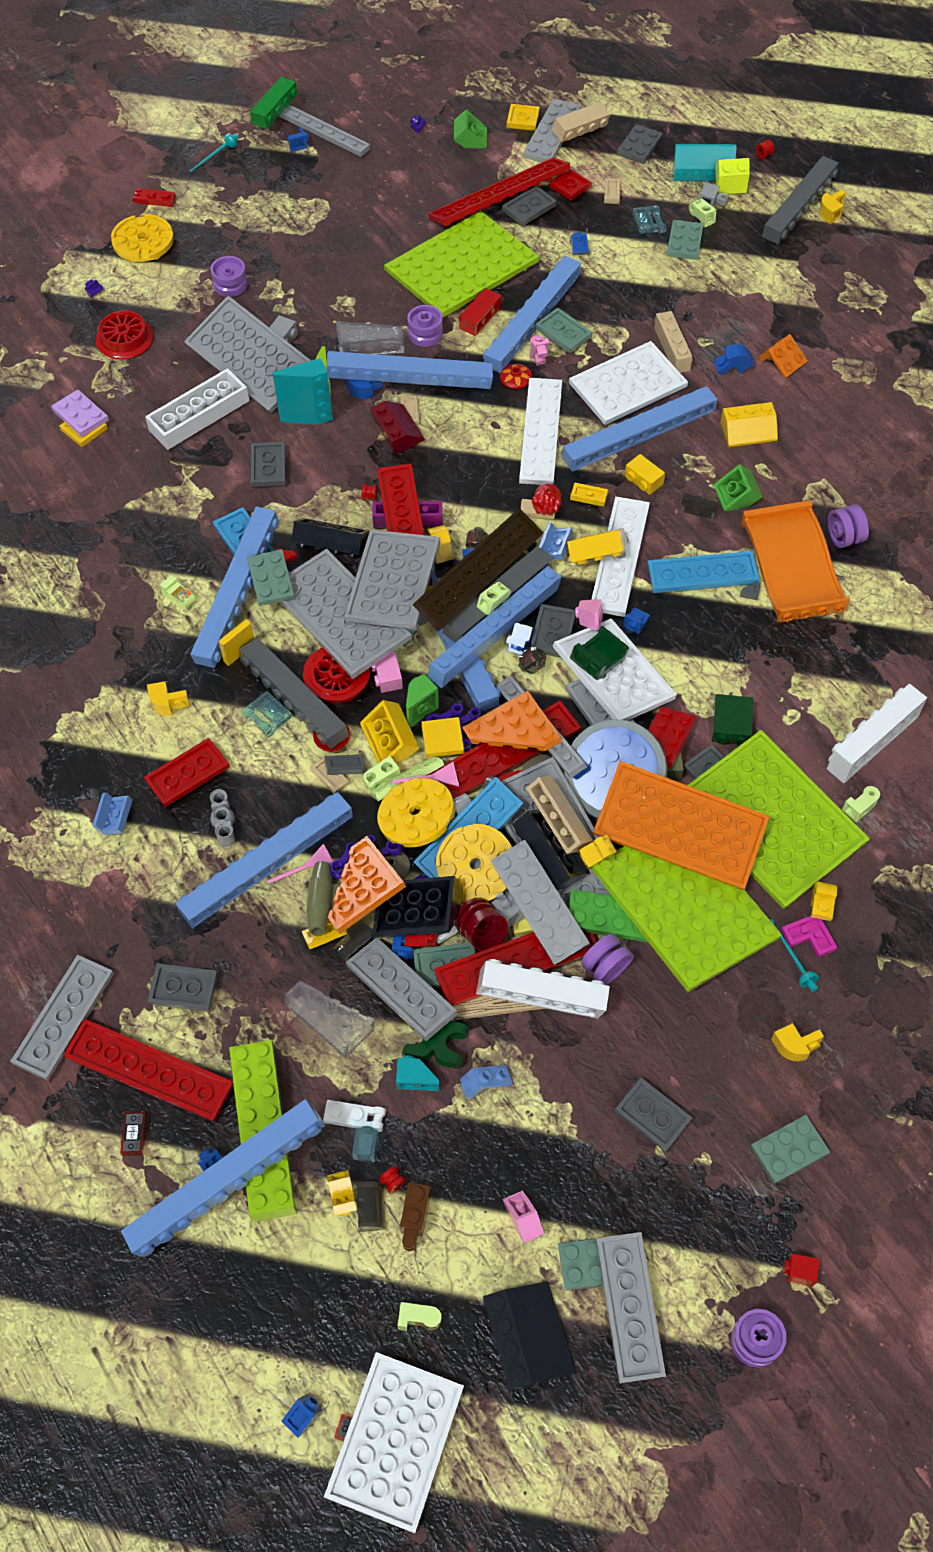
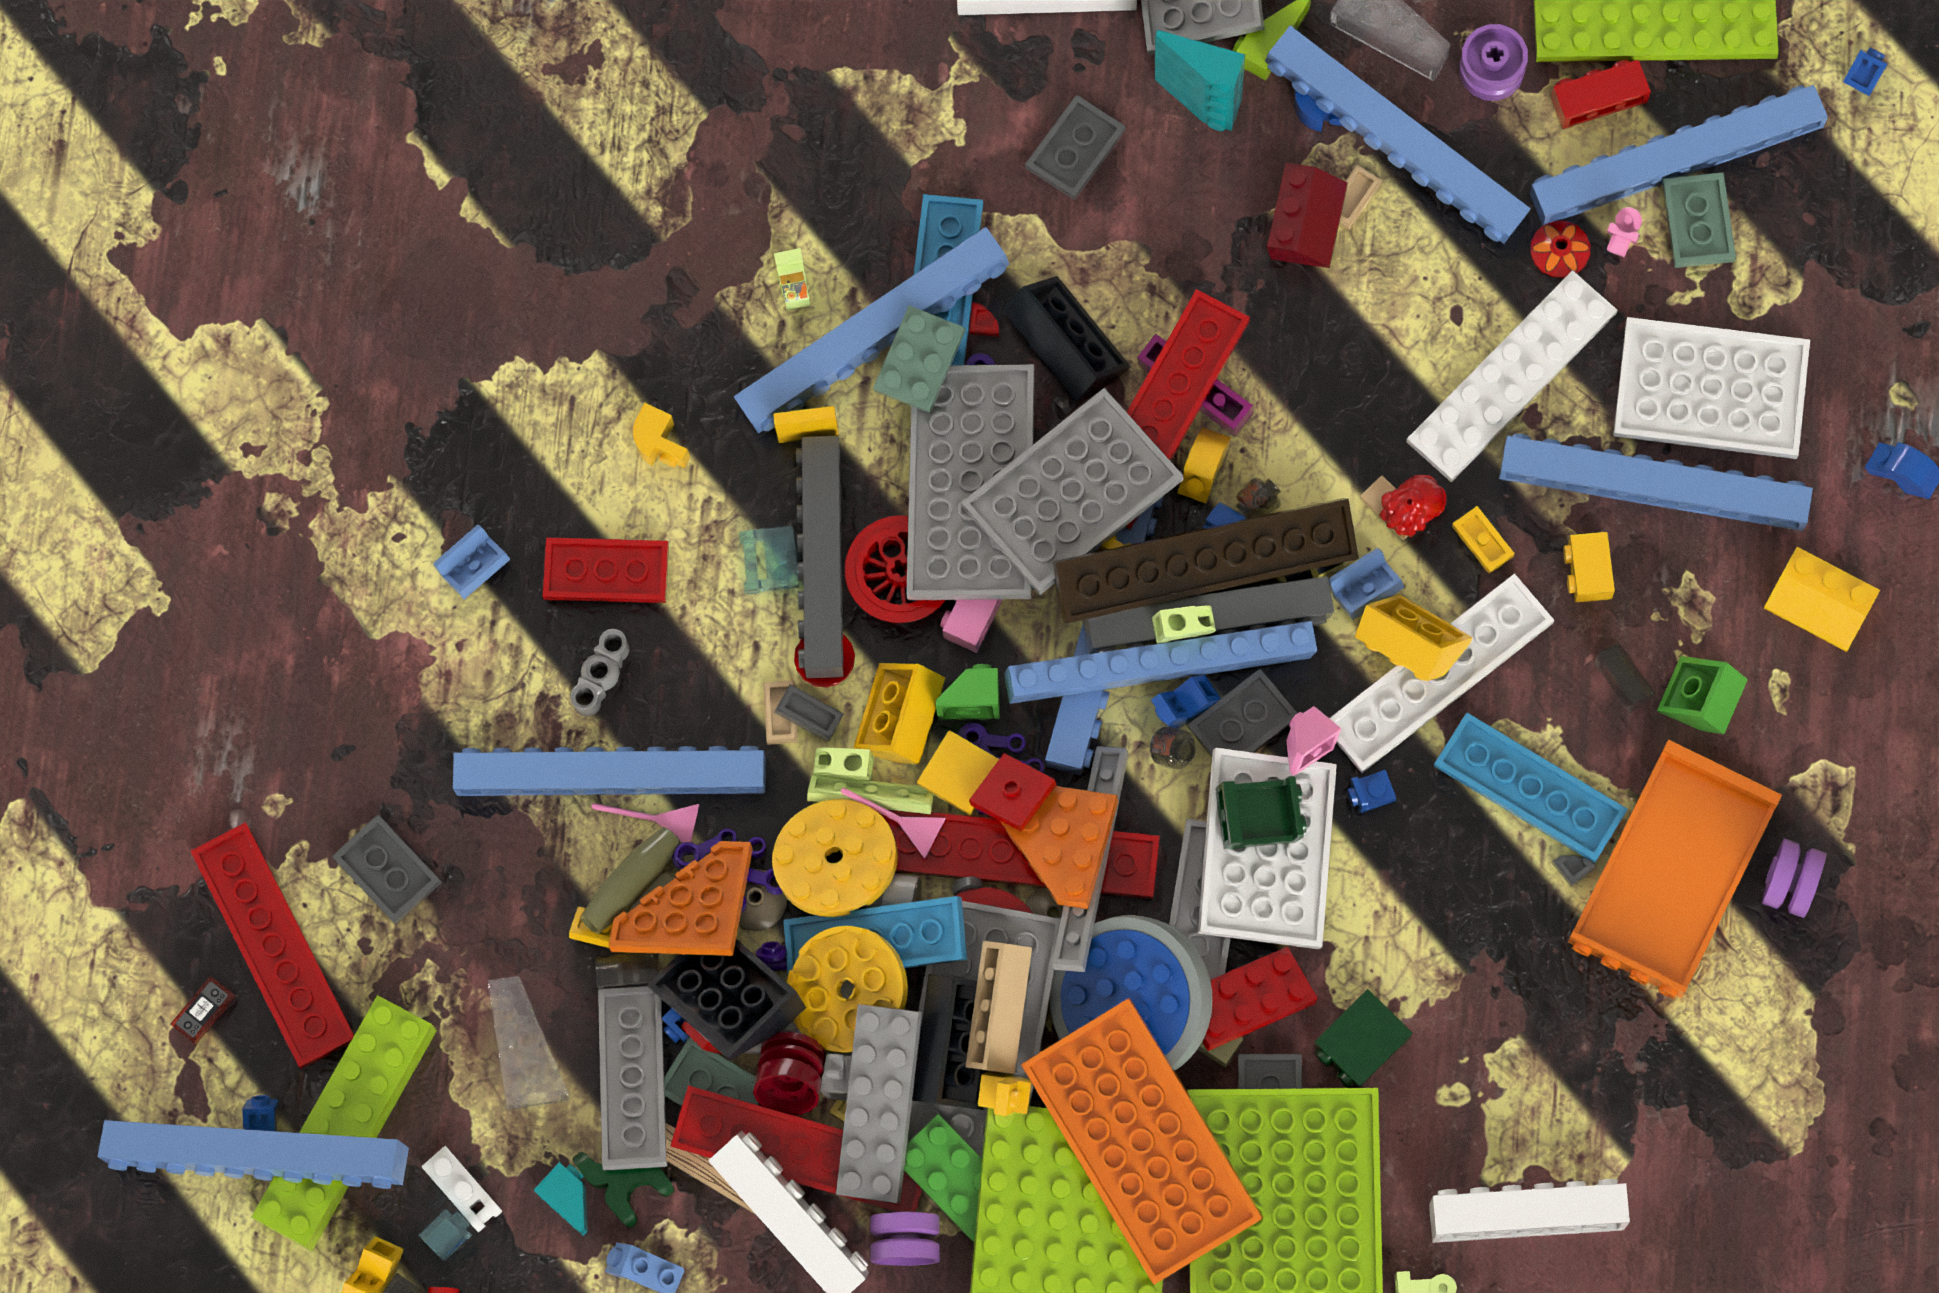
camera: 45 degrees right, 15 degrees up
(62, 1017) = (224, 798): light grey plate -> none
(369, 492) = (1174, 303): red wheel -> none
(477, 723) = (1012, 792): none -> red plate
(673, 341) = (1841, 366): tan brick -> none

